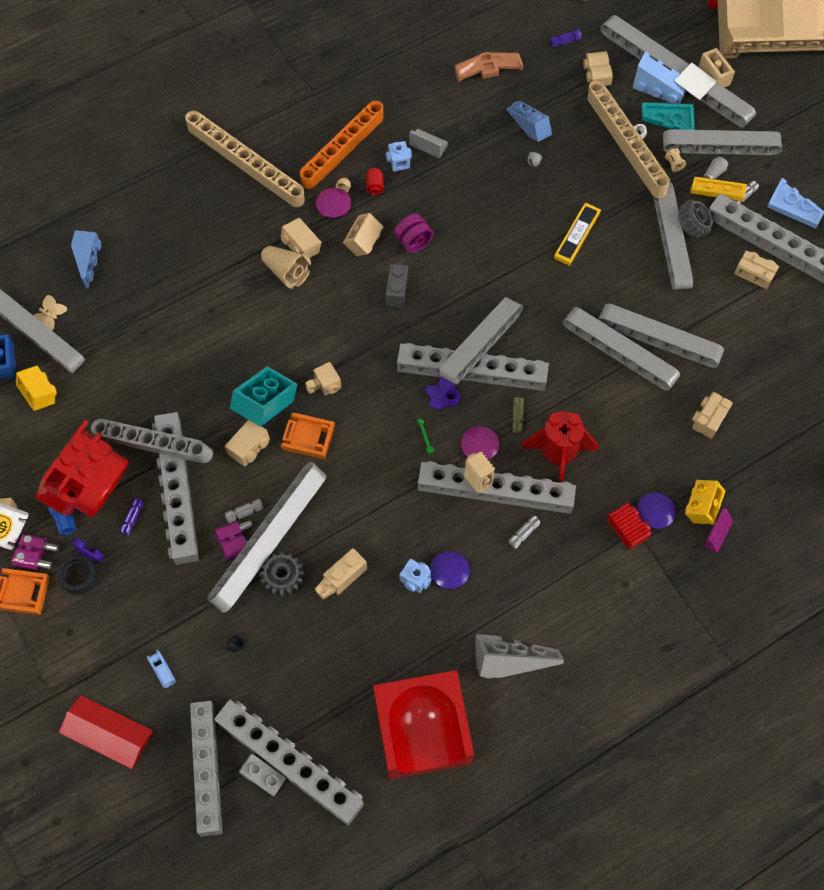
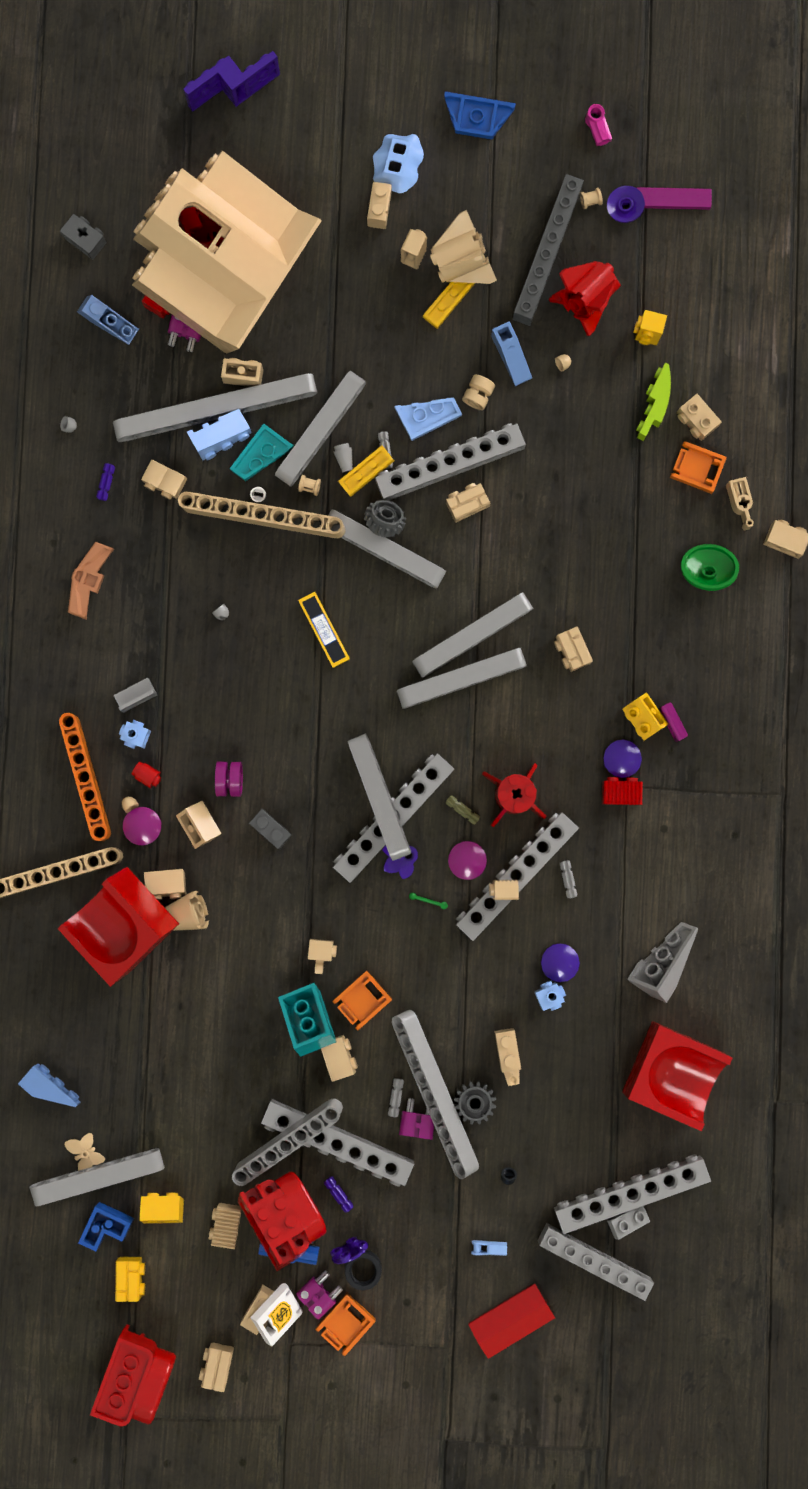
camera: 55 degrees left, 20 degrees up
(48, 445) = (226, 1225): none -> tan brick
(244, 224) = (119, 926): none -> red piece
(531, 120) = (176, 585): medium blue slope -> none
(695, 81) = (244, 405): white sticker -> none
(711, 19) = (180, 329): none -> magenta piece

